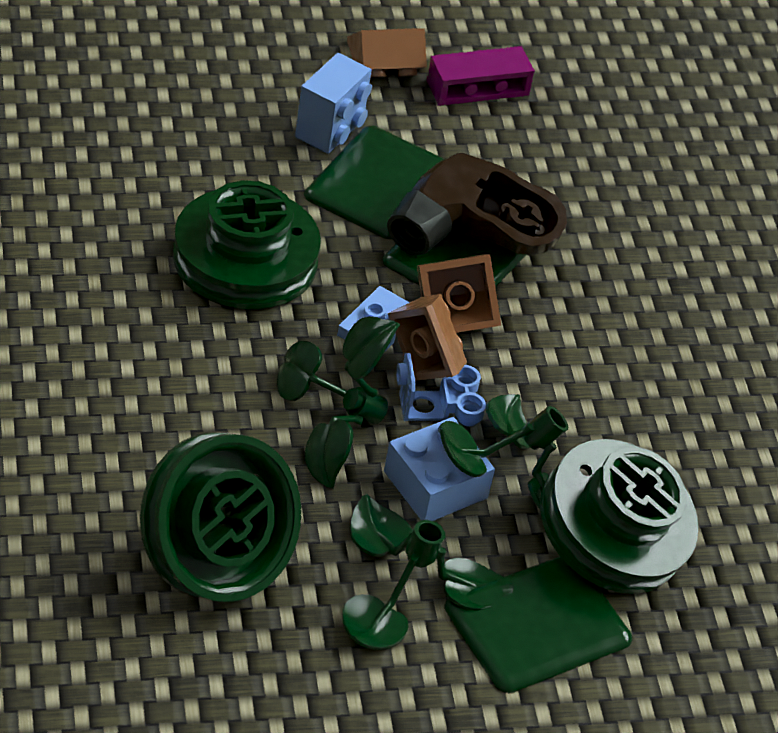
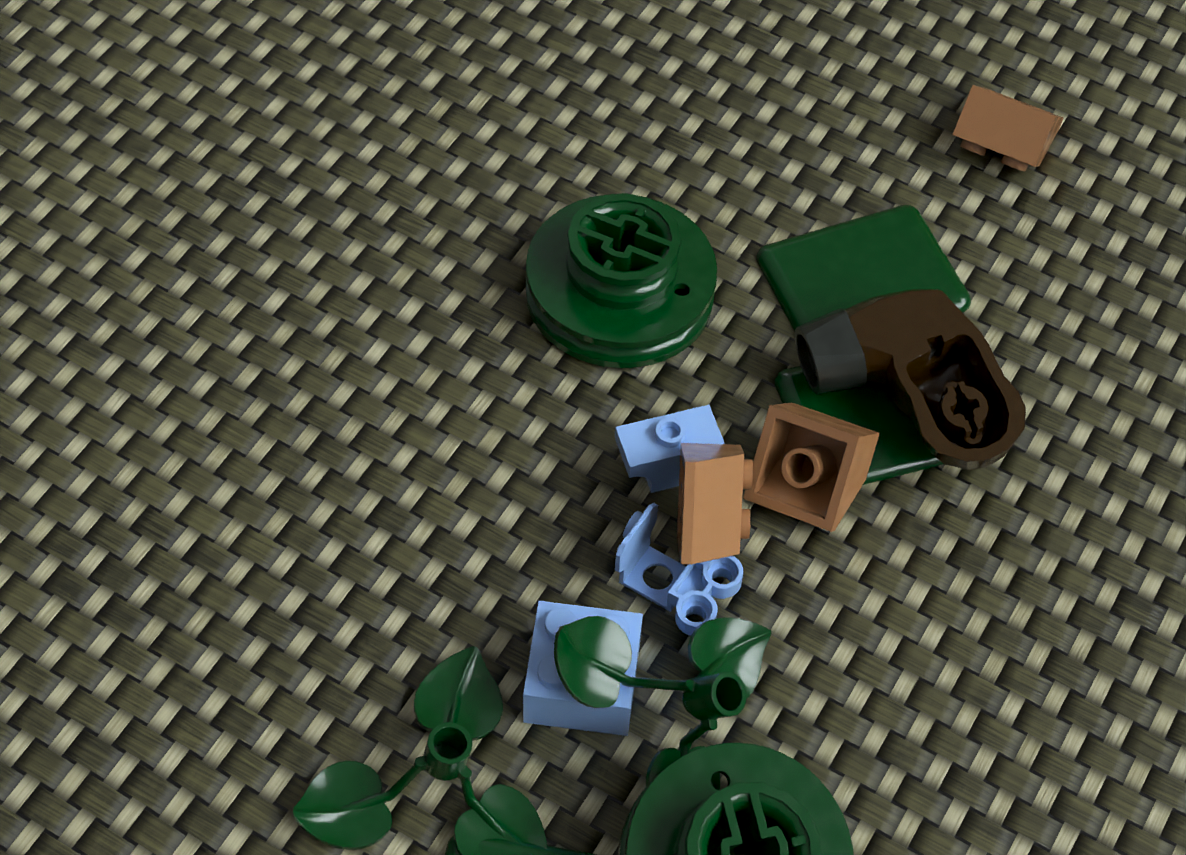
camera: 45 degrees right, 10 degrees up
(214, 522) = (258, 604): dark green wheel -> none
(331, 443) = (565, 530): dark green plant -> none
(333, 103) = (869, 156): light blue brick -> none
(480, 75) = (1100, 208): magenta brick -> none

